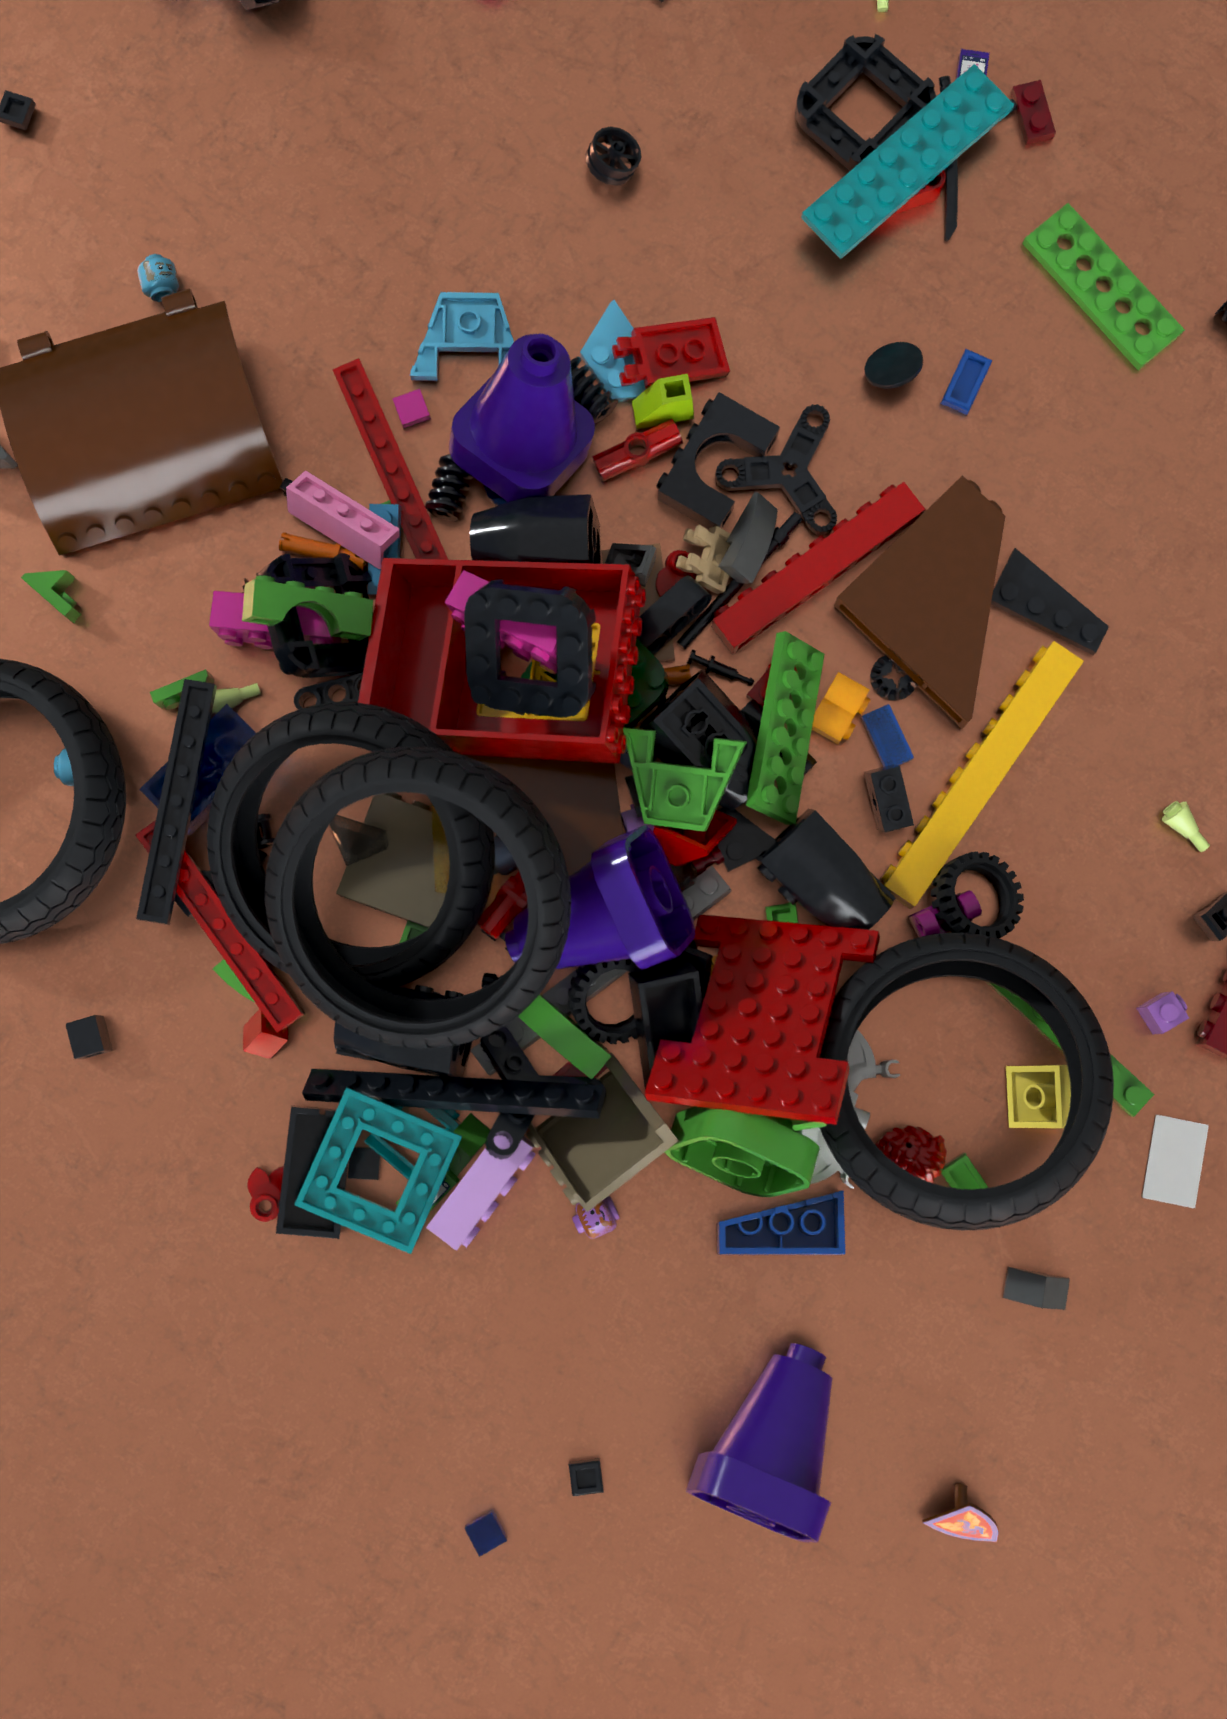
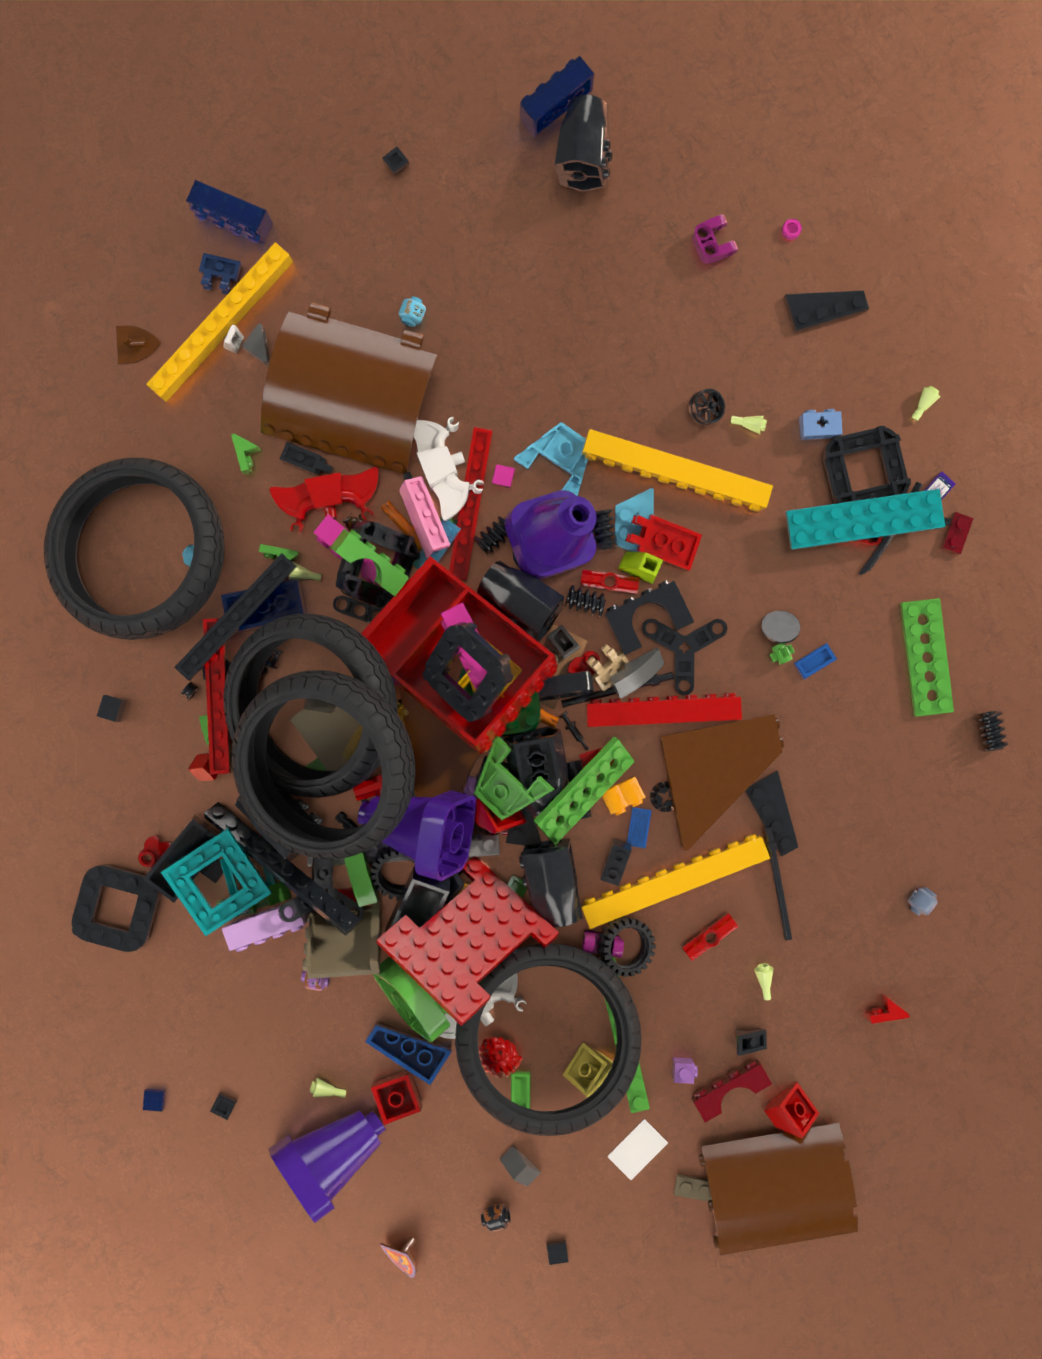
camera: 30 degrees right, 5 degrees up
(140, 551) = (305, 459): none -> black hinge
(179, 946) = (189, 691): none -> black bush
(194, 574) = (326, 494): none -> red torso
(221, 1317) = (83, 917): none -> black plate
(323, 446) = (440, 466): none -> white torso
(622, 492) = (585, 600): none -> black piece
(628, 256) = (676, 470): none -> yellow brick
(685, 141) = (753, 423): none -> yellowish green cone
(702, 1362) = (323, 1089): none -> yellowish green cone
(770, 88) = (811, 430): none -> medium blue brick
(810, 1303) = (396, 1096): none -> red brick
(918, 396) = (782, 653): none -> bright green gear
(1052, 1378) = (496, 1217): none -> black head
(1076, 646) = (771, 847): none -> black bar
(1083, 798) = (720, 928): none -> red piece
(1165, 1371) = (557, 1252): none -> black tile

